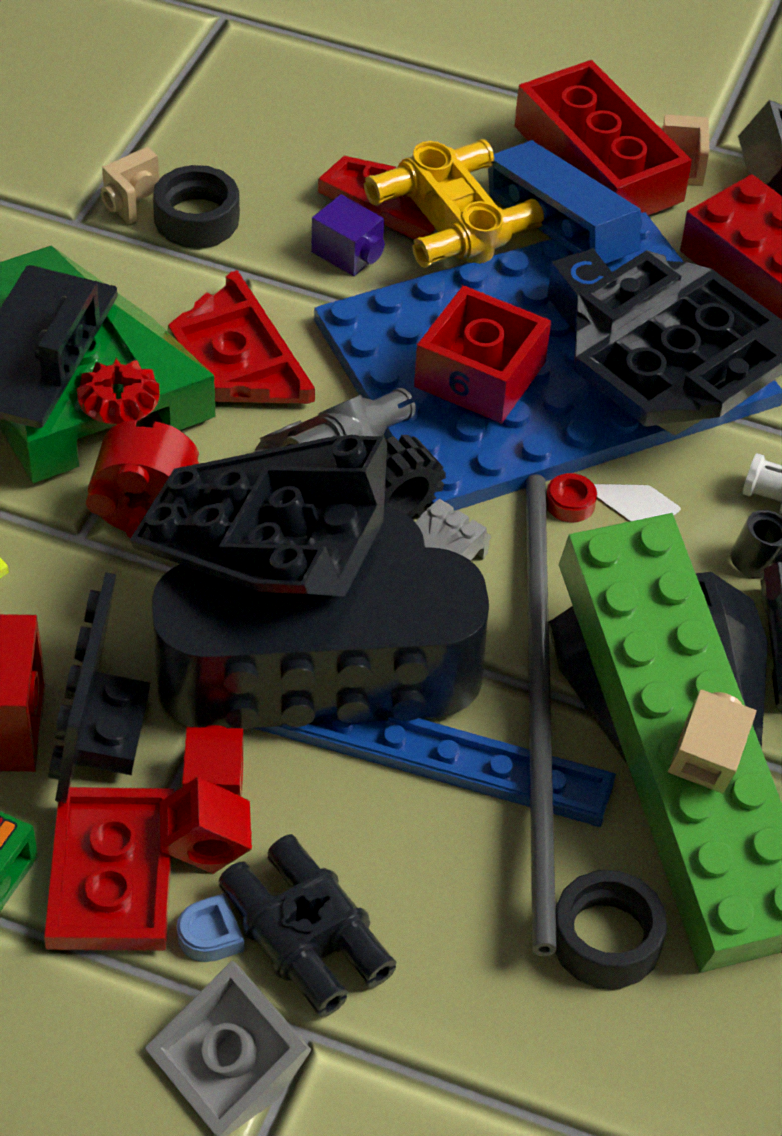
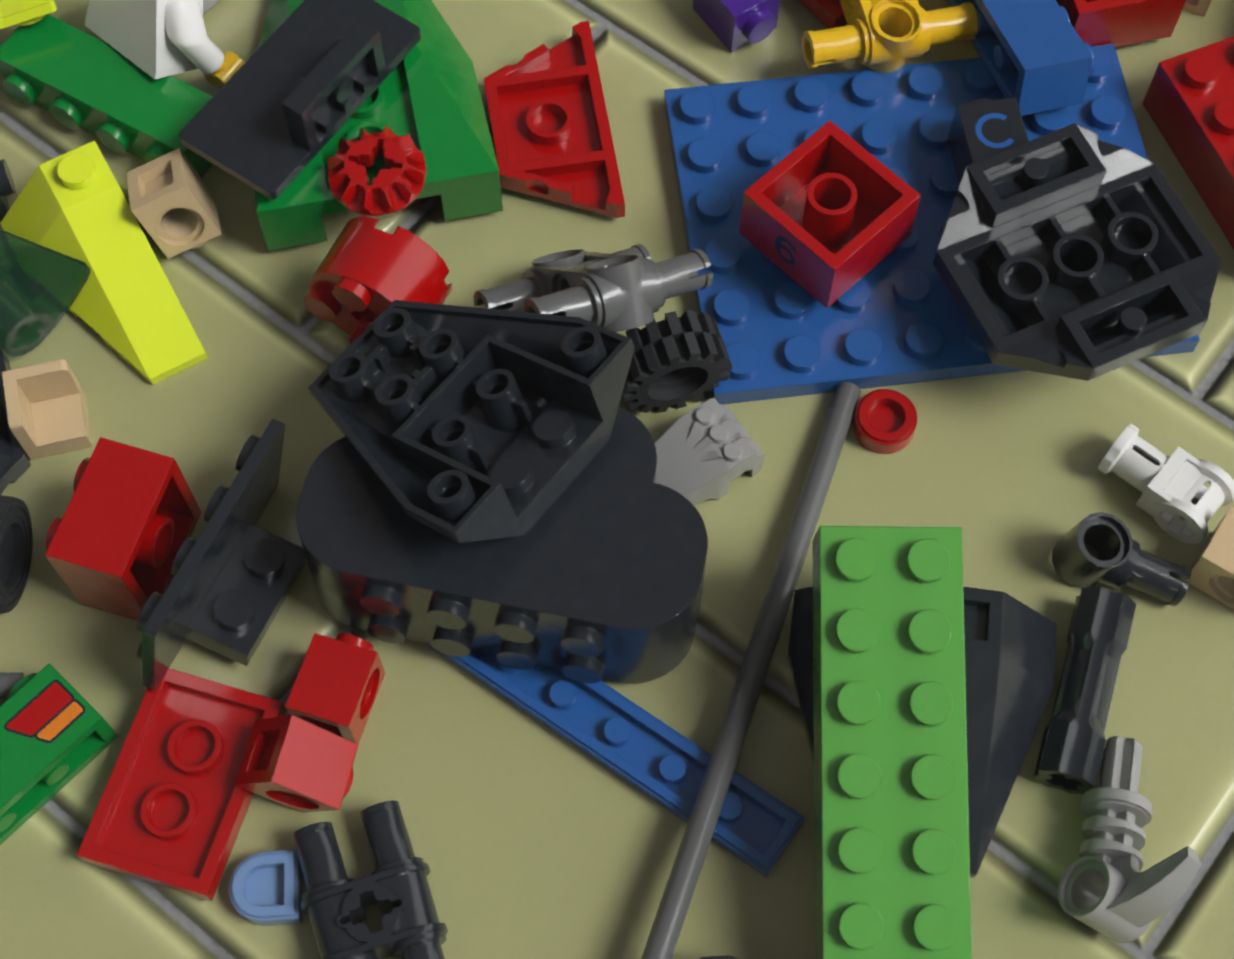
camera: 20 degrees right, 15 degrees up
(636, 501) = (965, 448): white sticker -> none
(712, 740) = (902, 861): tan brick -> none

